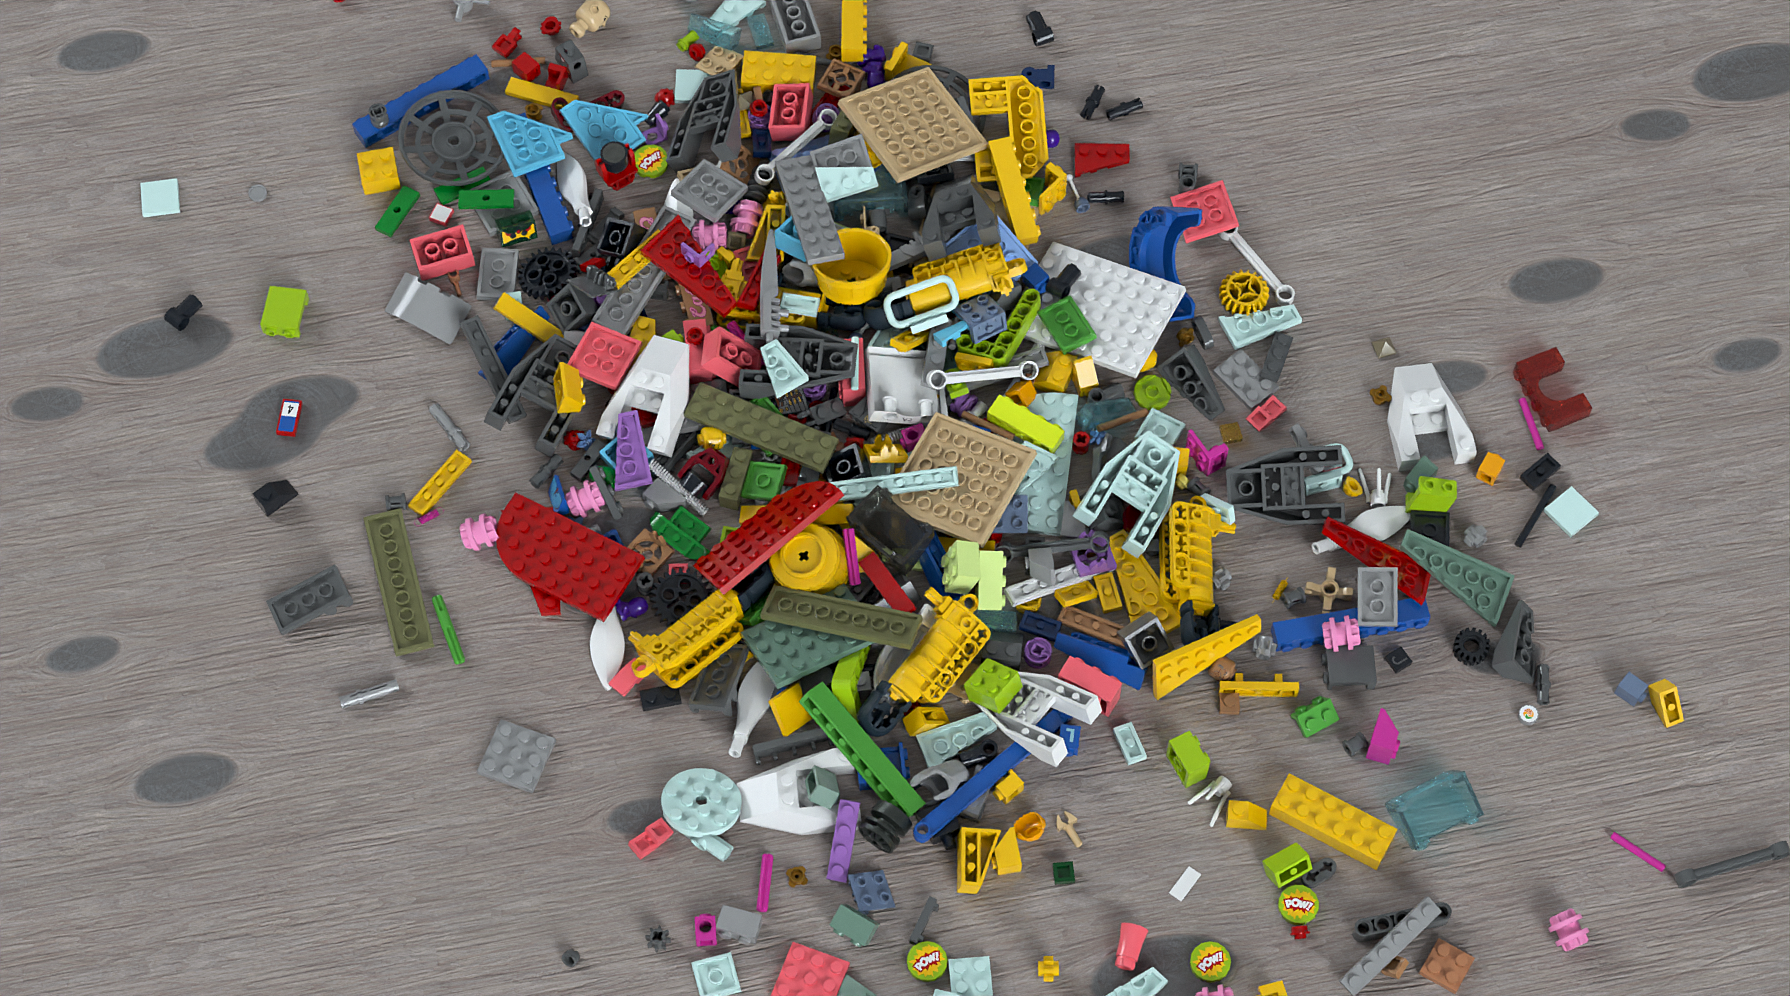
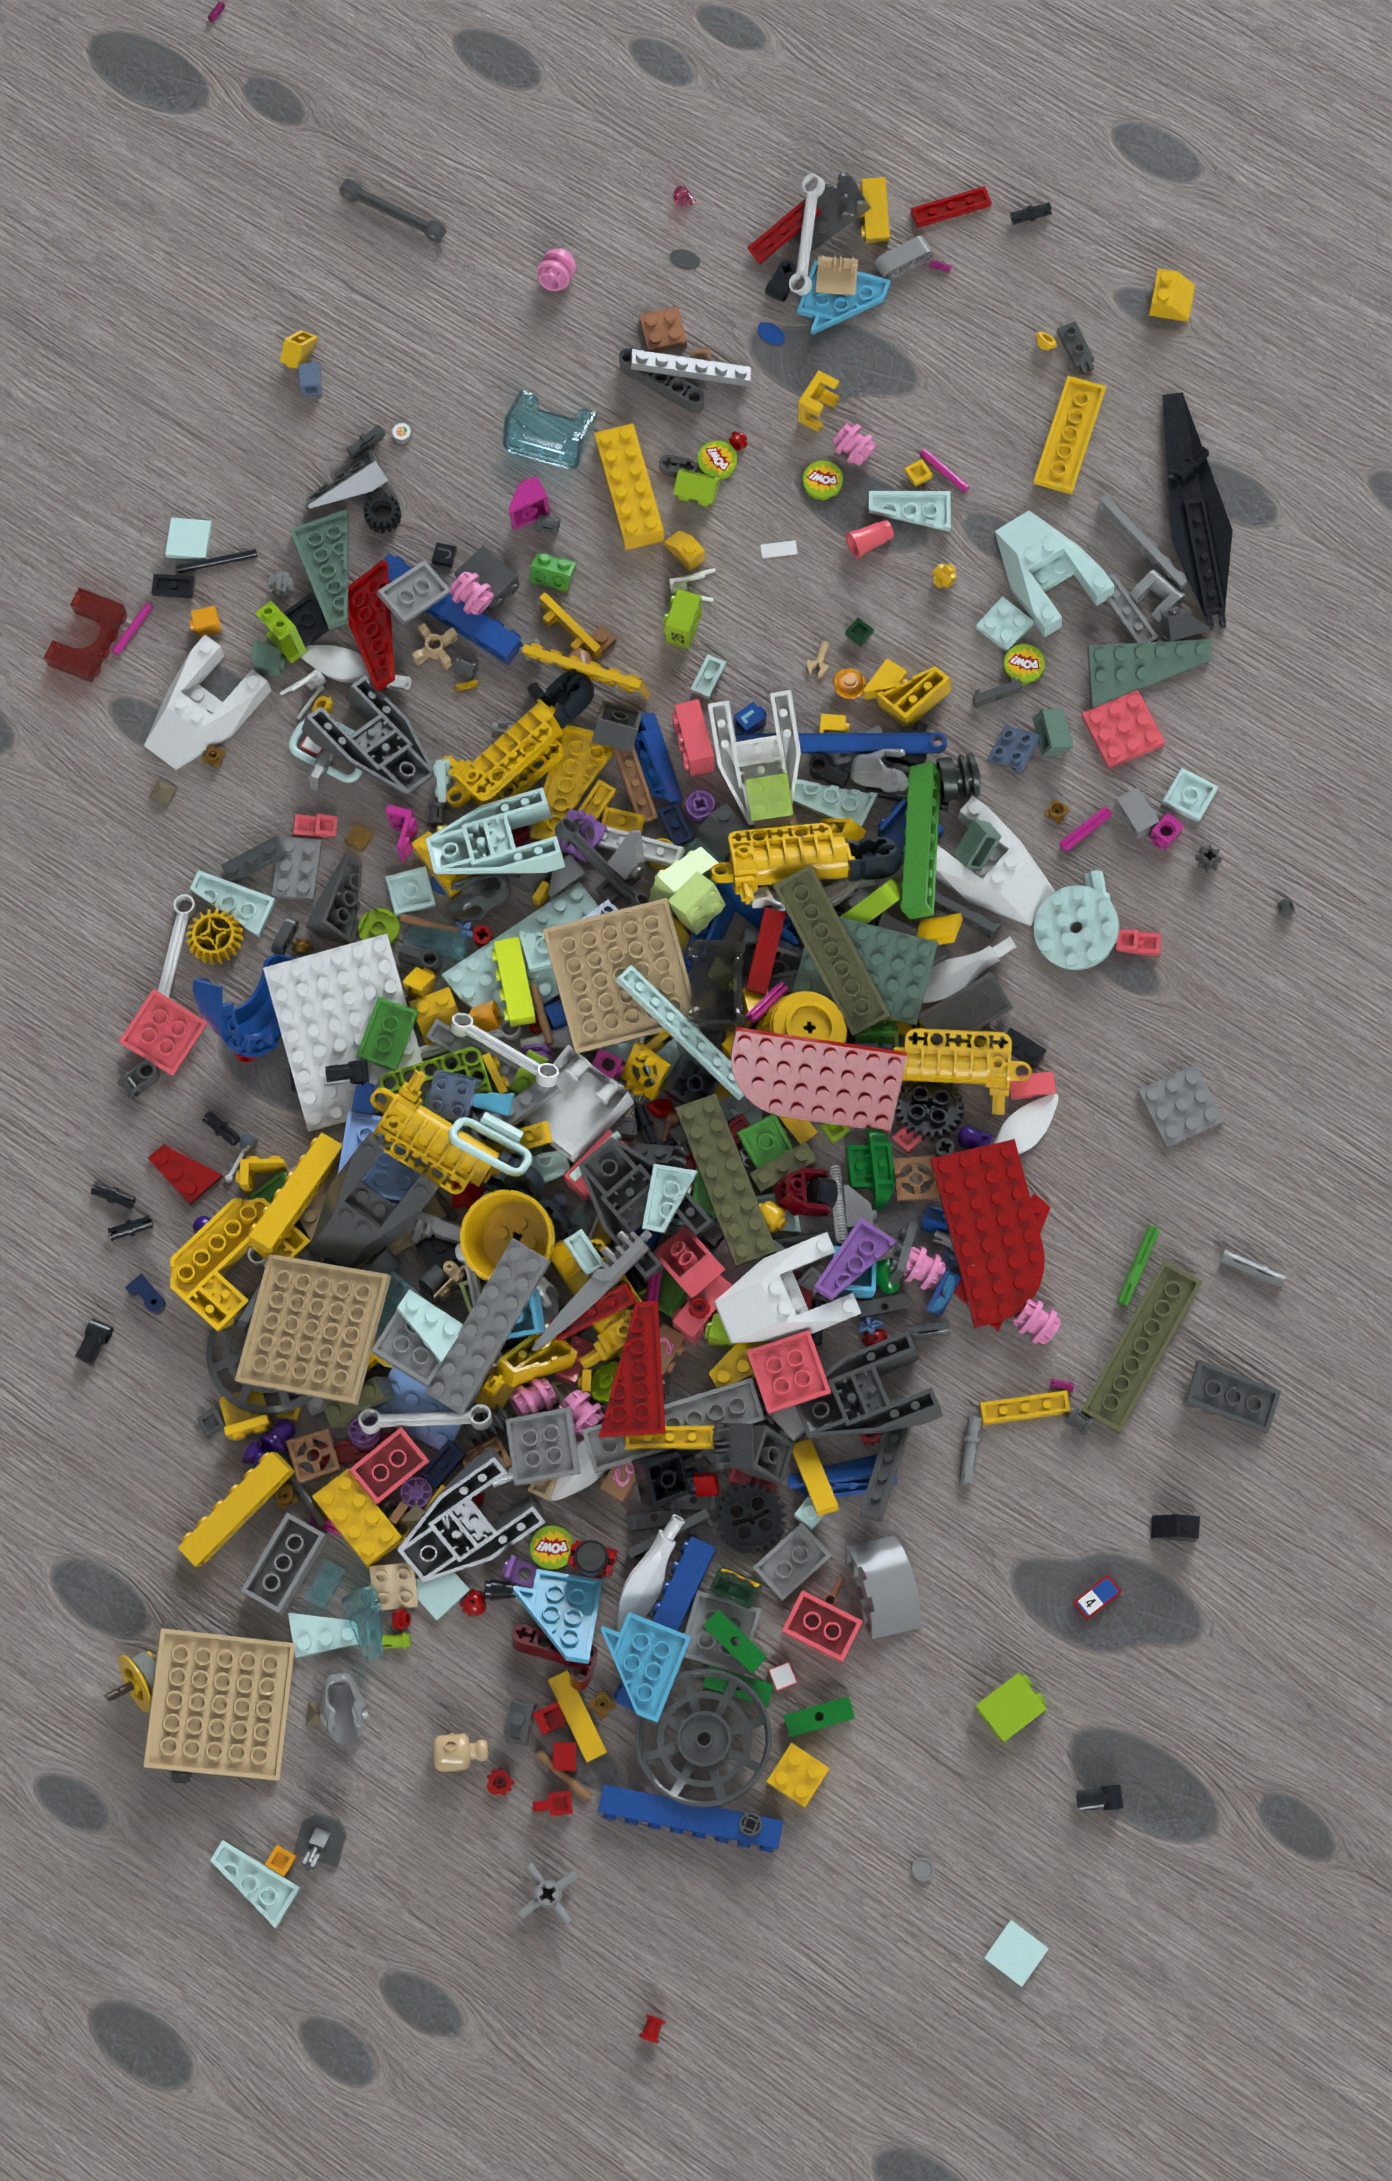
camera: 130 degrees left, 10 degrees up
(568, 389) = (850, 1366): yellow slope -> none
(698, 259) = (632, 1375): medium lavender bracket -> none
(758, 104) = (411, 1489): red plate -> none
(843, 840) = (999, 795): medium lavender plate -> none
(1637, 851) = (443, 279): dark pink bar -> none

